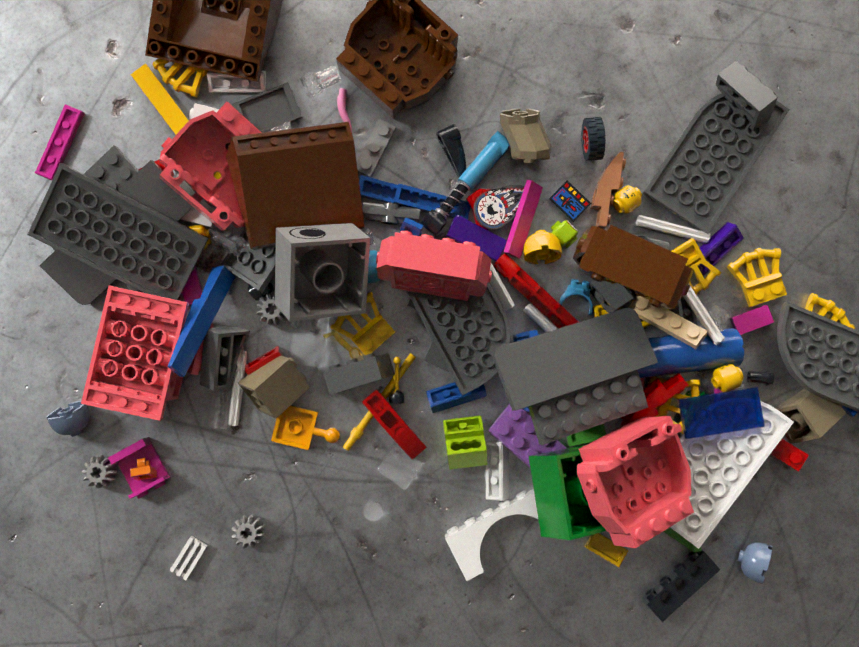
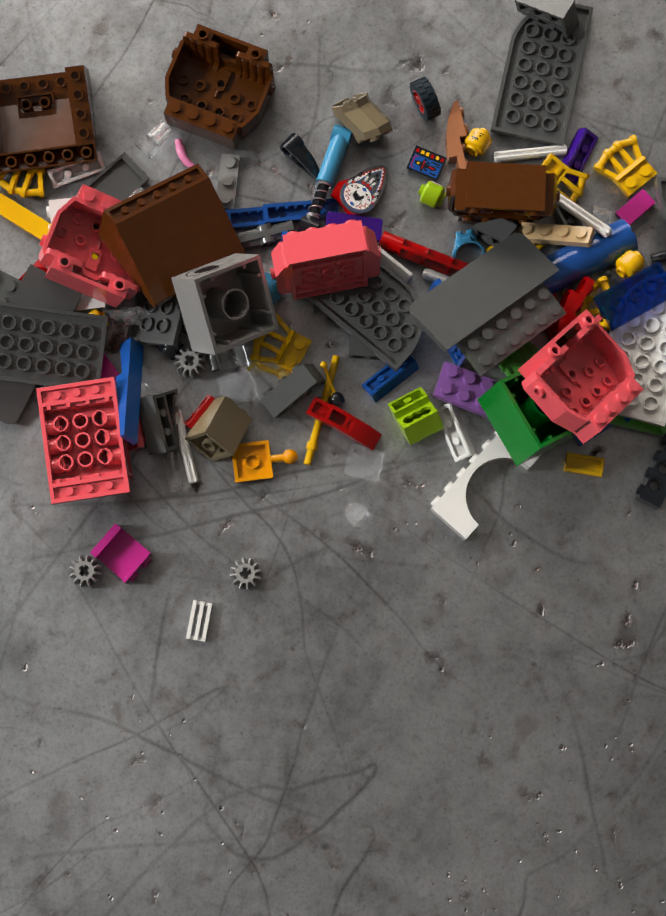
camera: 15 degrees left, 5 degrees down
(70, 419) = (40, 532): sand blue cylinder -> none
(143, 471) = (127, 554): orange tile -> none
(523, 219) = (390, 195): dark pink tile -> none
(542, 246) = (417, 213): yellow cylinder -> none

